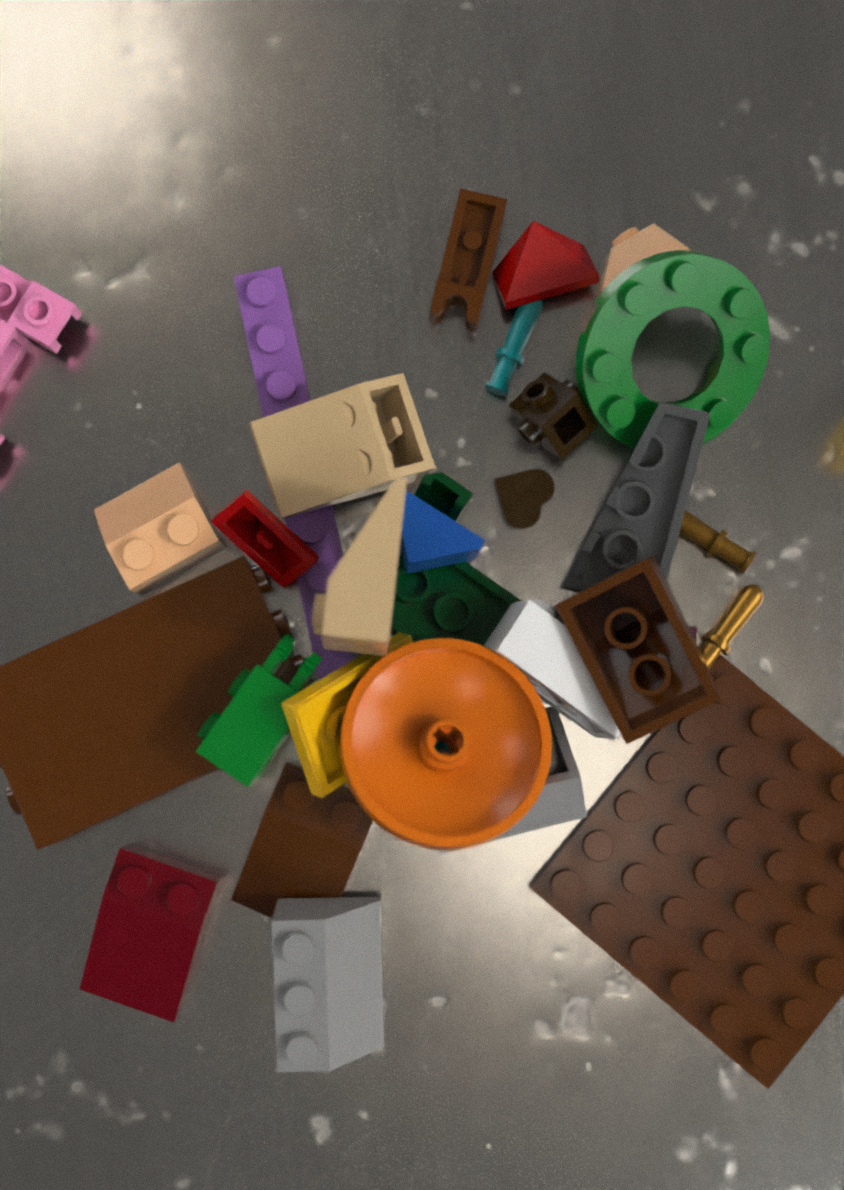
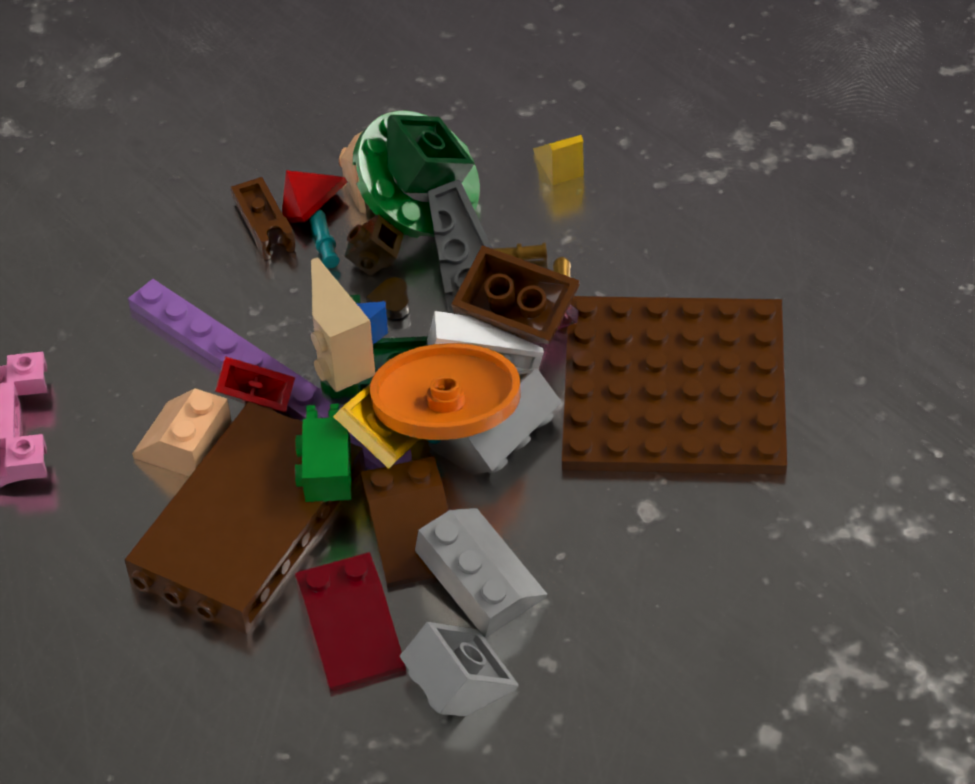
camera: 40 degrees left, 35 degrees down
(214, 1084) = (456, 669): none -> light grey slope
(342, 446) = (263, 318): tan slope -> none
(692, 351) = (424, 153): none -> dark green slope

